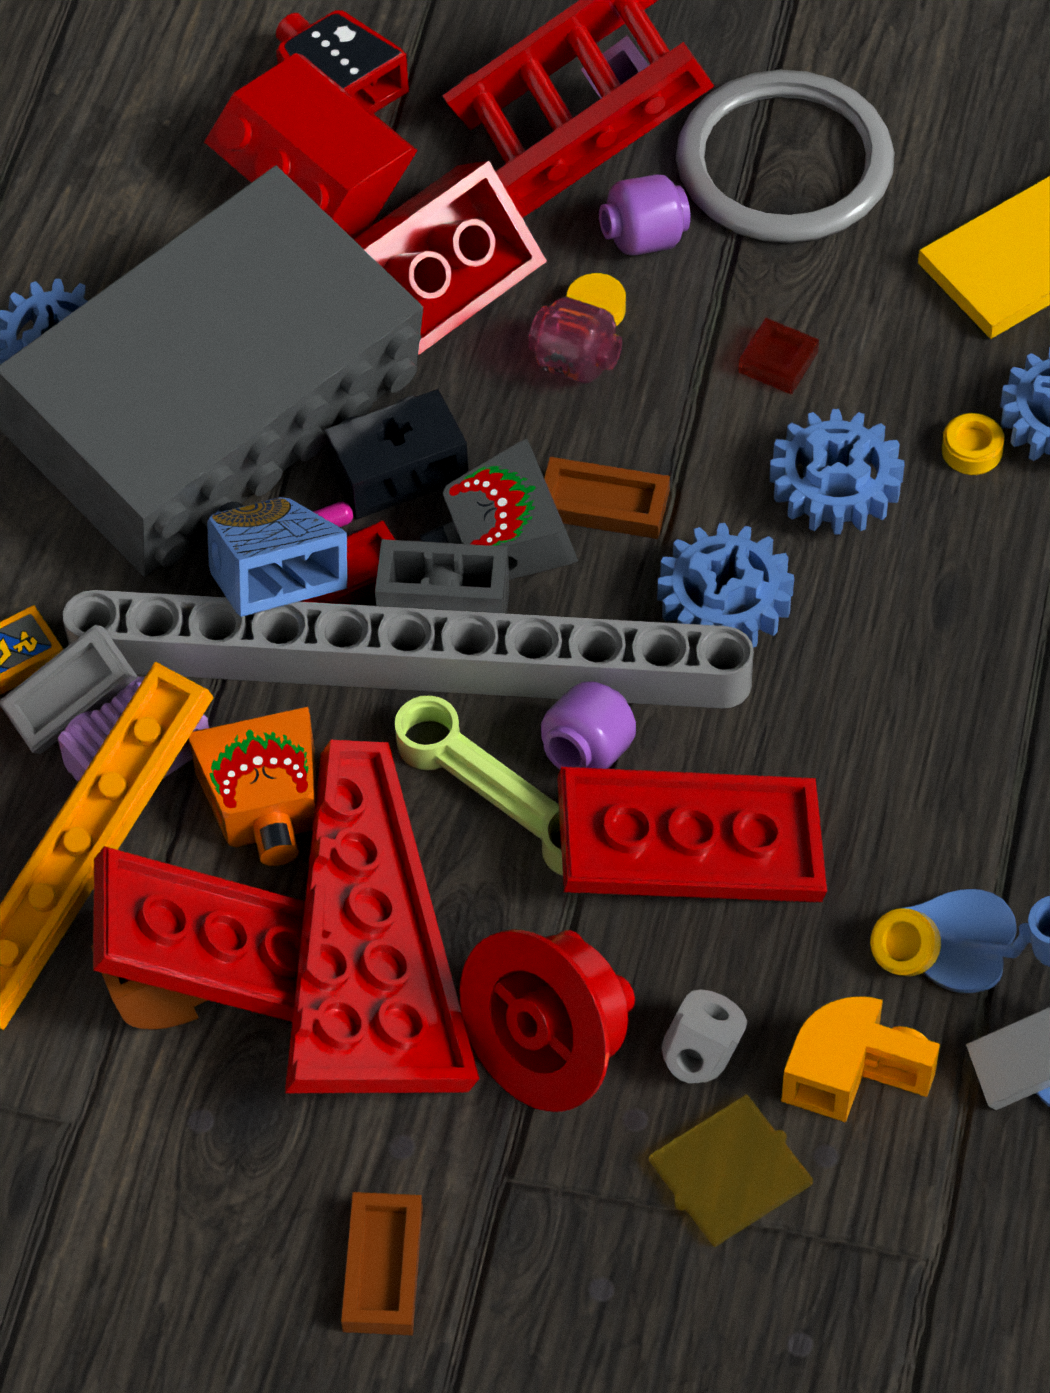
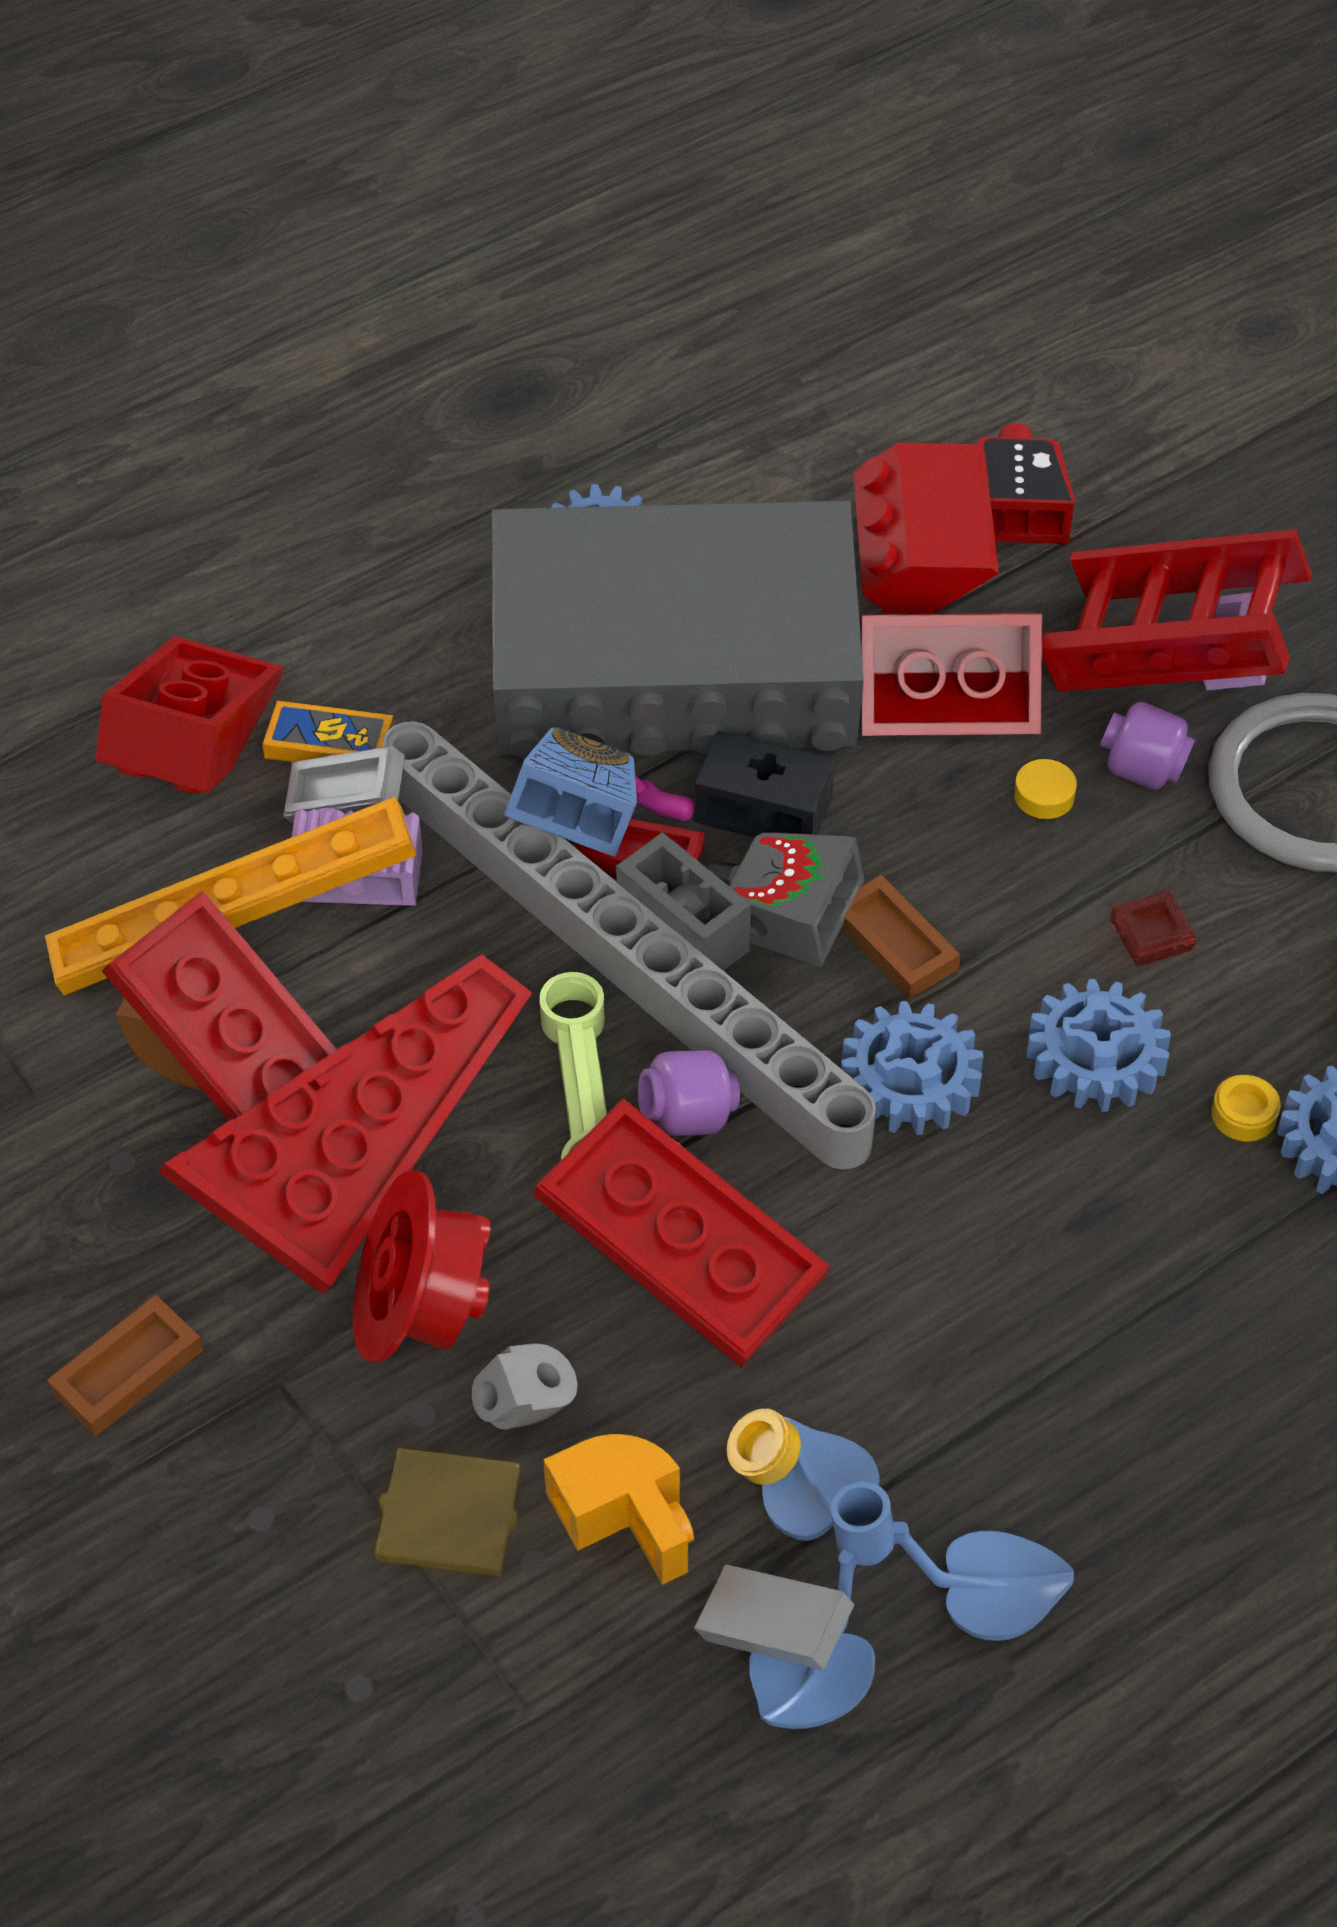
camera: 40 degrees right, 5 degrees down
(260, 781) = (408, 946): orange torso -> none
(575, 340) = (989, 800): clear pink head -> none

